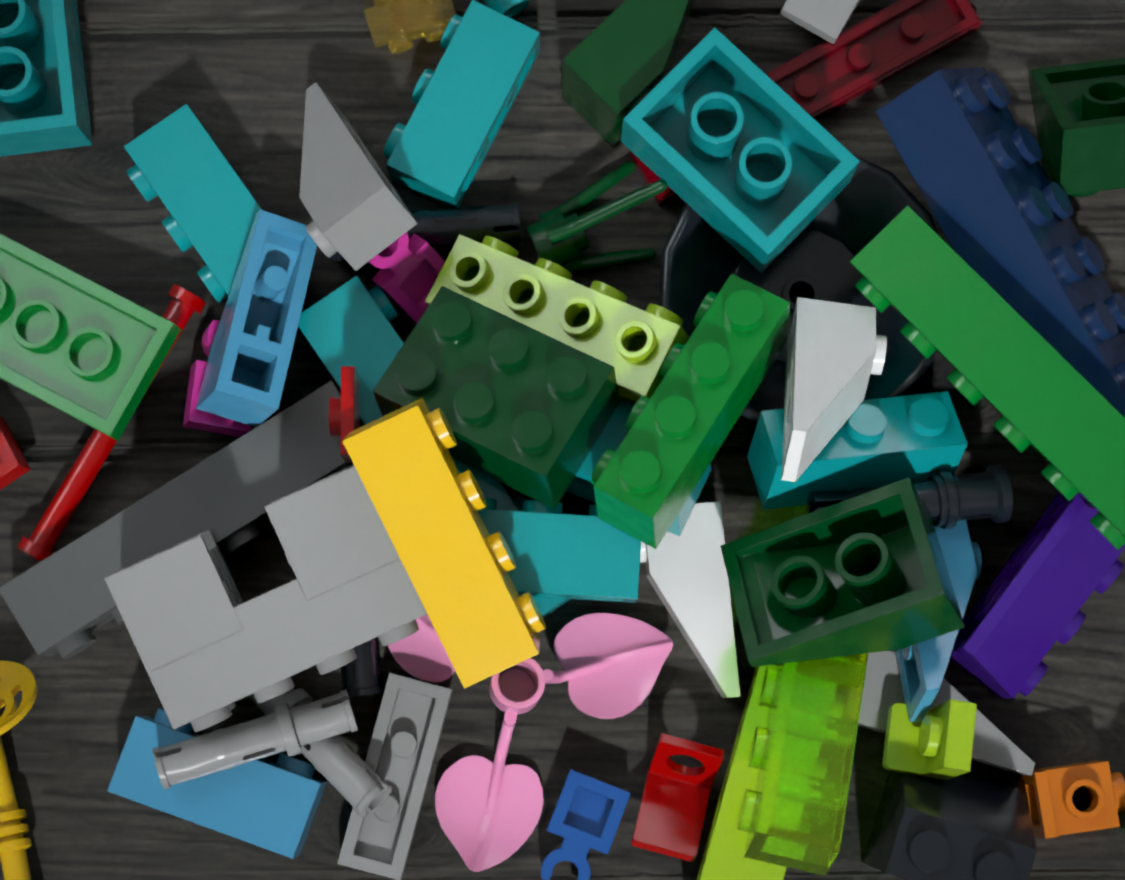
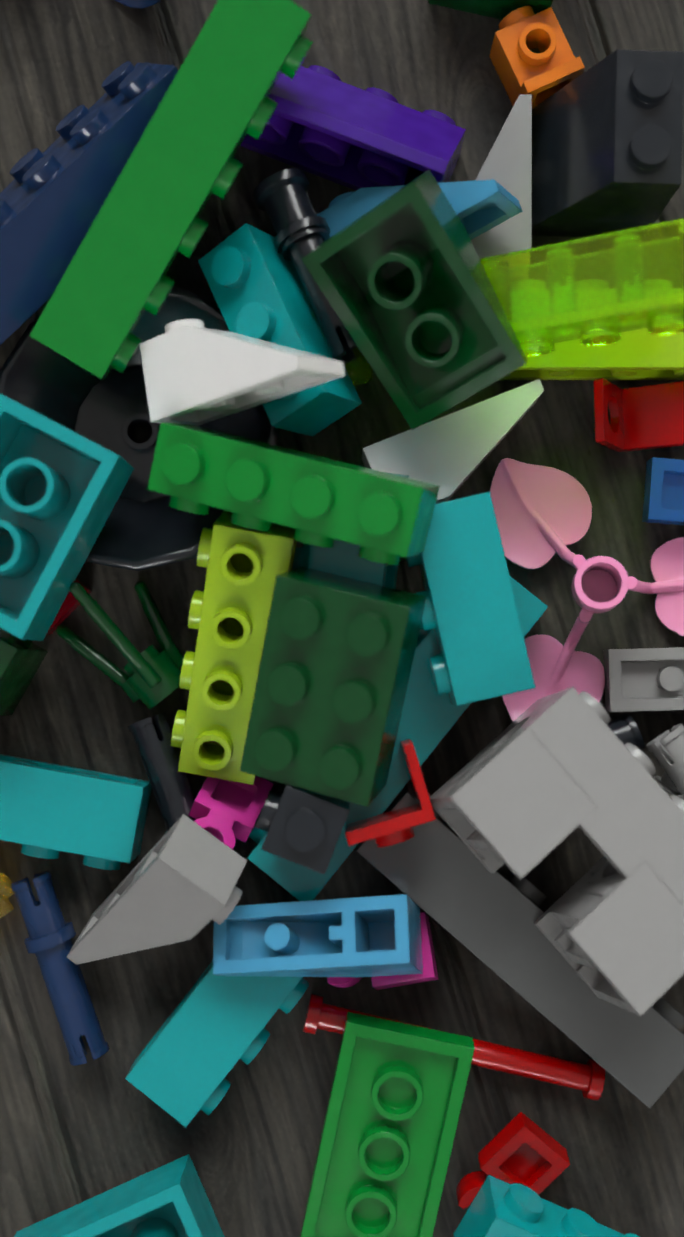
camera: 105 degrees left, 5 degrees up
(293, 75) = (64, 980): none -> dark blue pin
(371, 330) = (303, 826): none -> black brick
(444, 541) = (497, 692): yellow brick -> none
(932, 747) = (536, 175): lime bracket -> none

